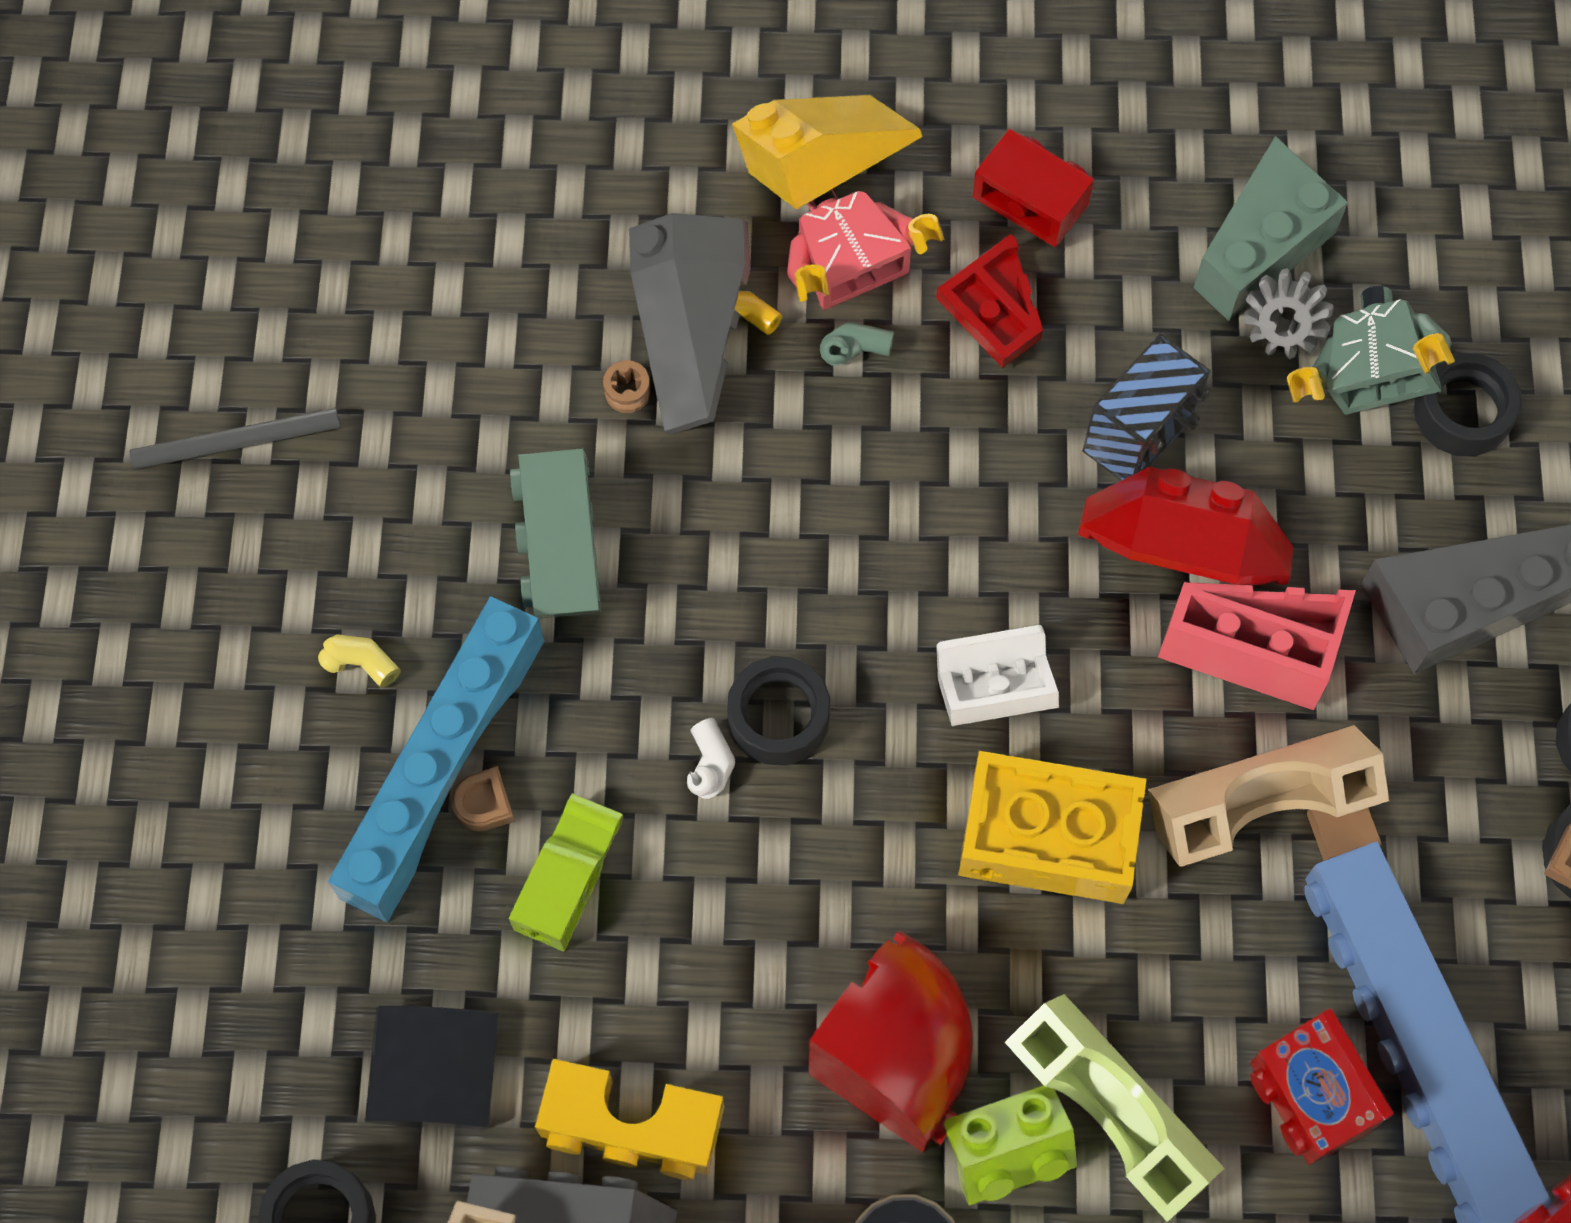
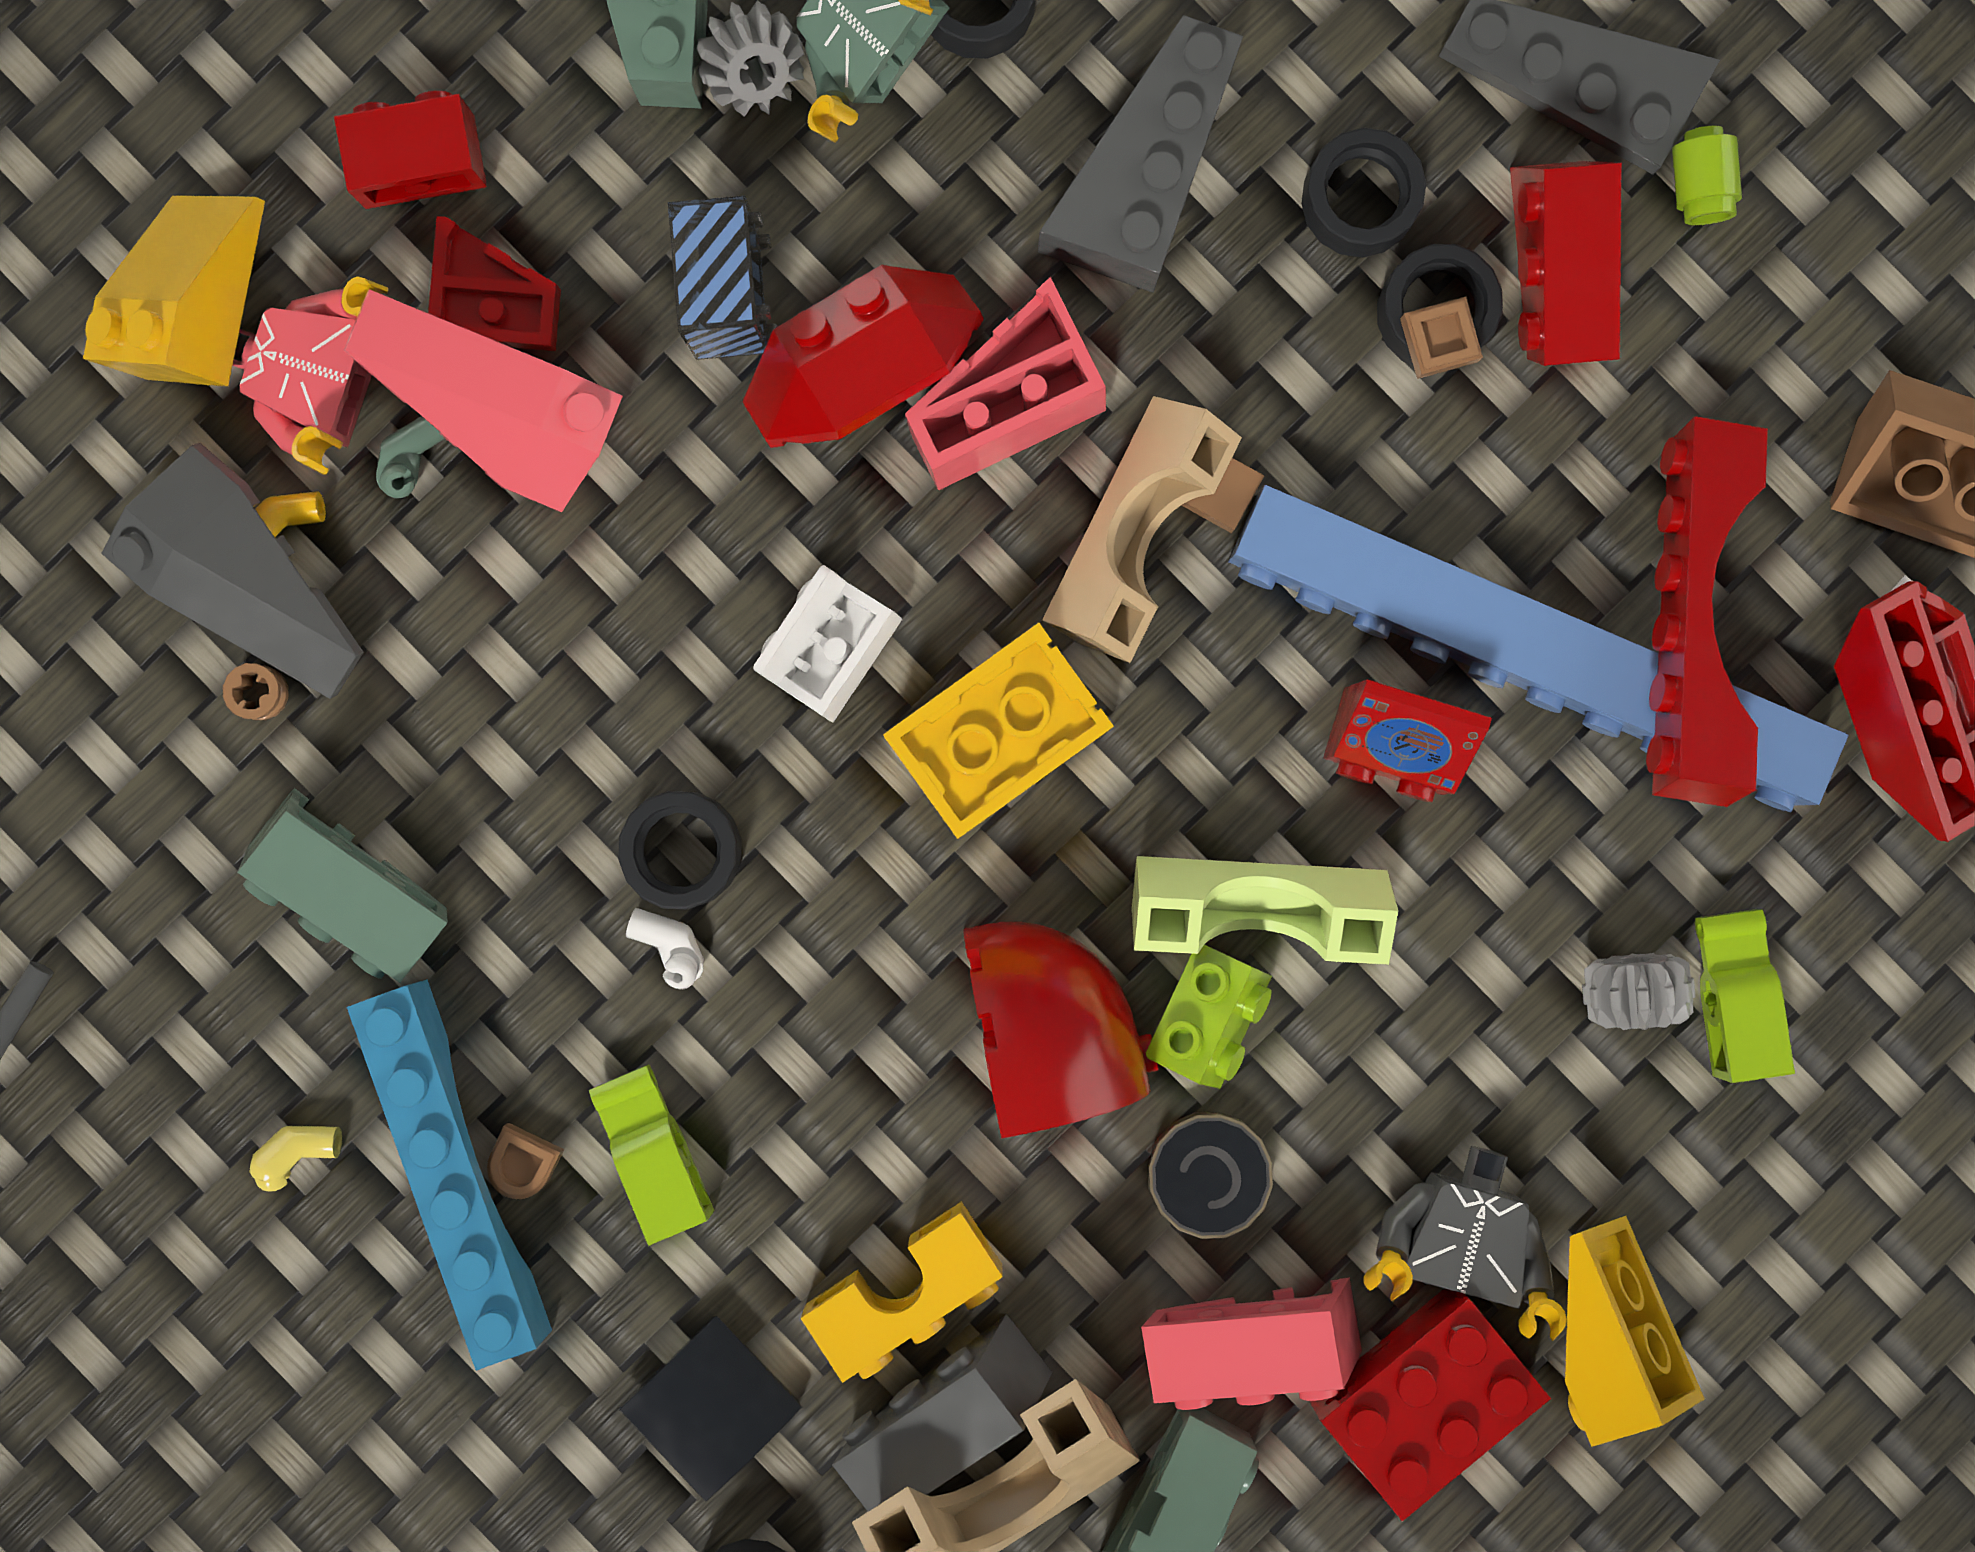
camera: 50 degrees left, 20 degrees up
(940, 355) = (506, 410): none -> coral wedge

